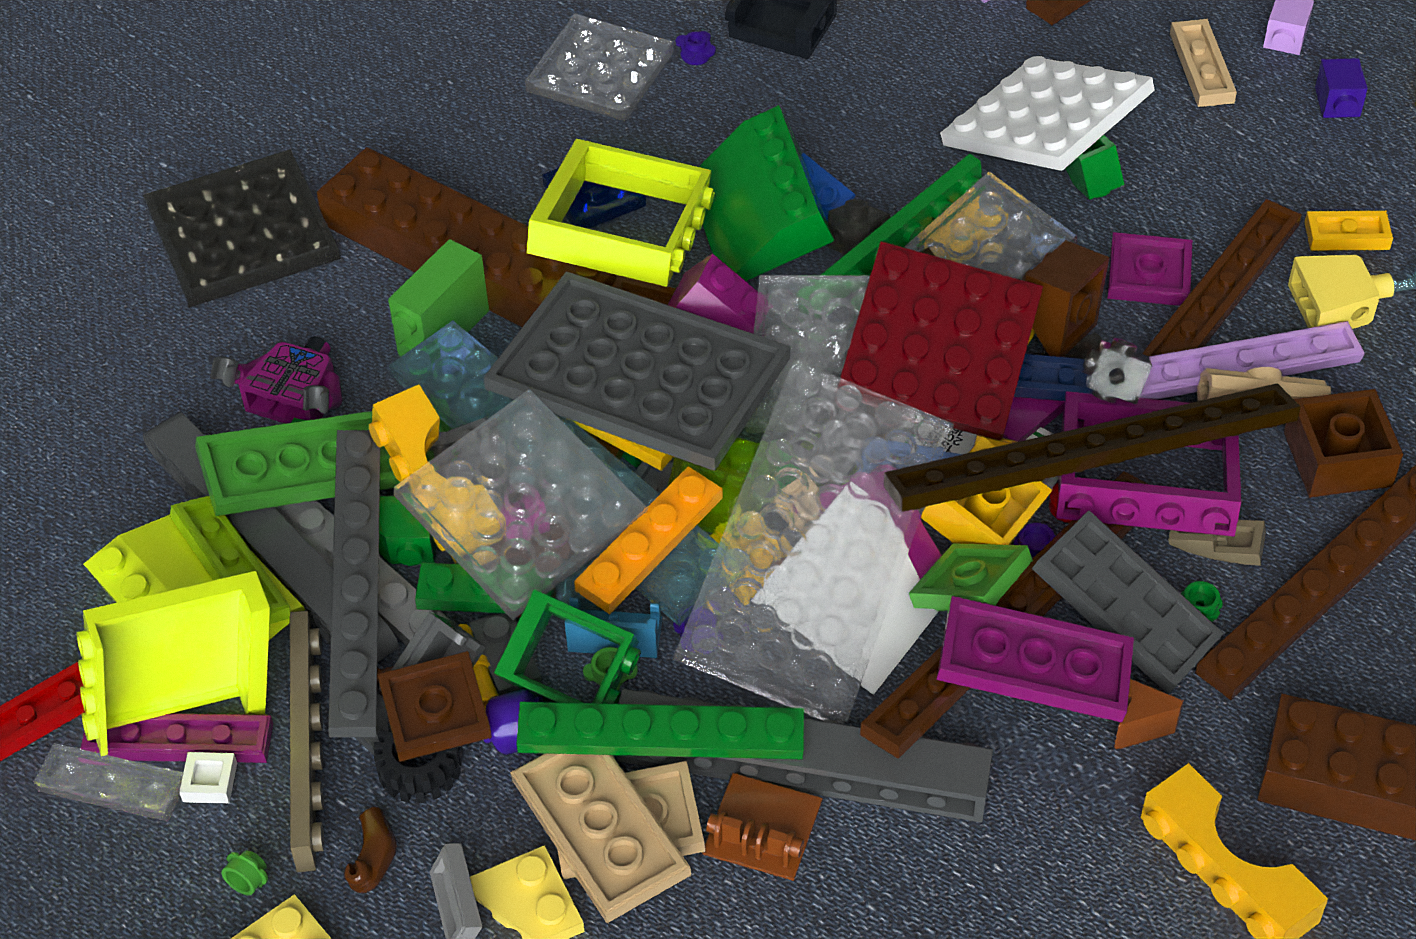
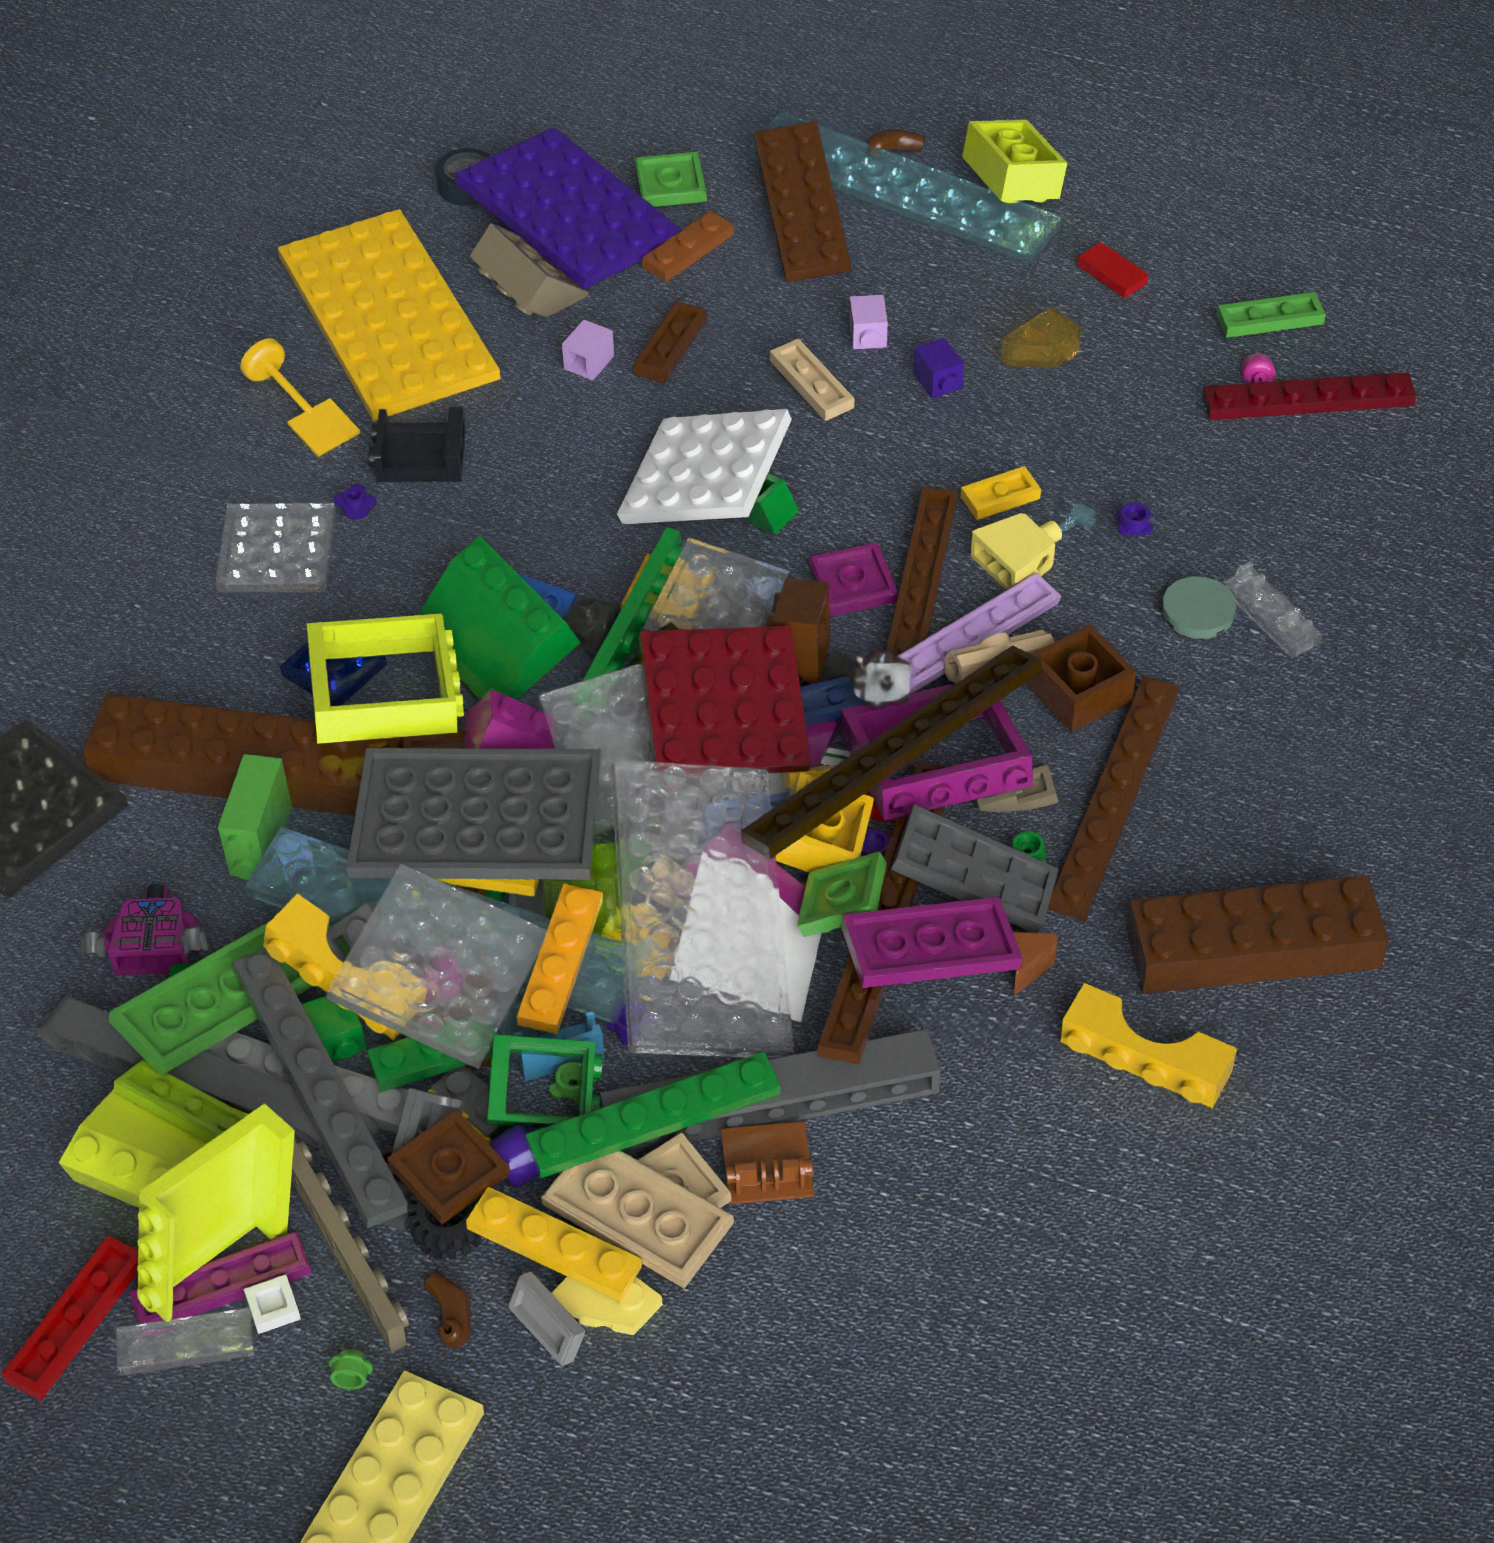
camera: 25 degrees left, 0 degrees up
(499, 825) = (554, 1244): none -> yellow plate

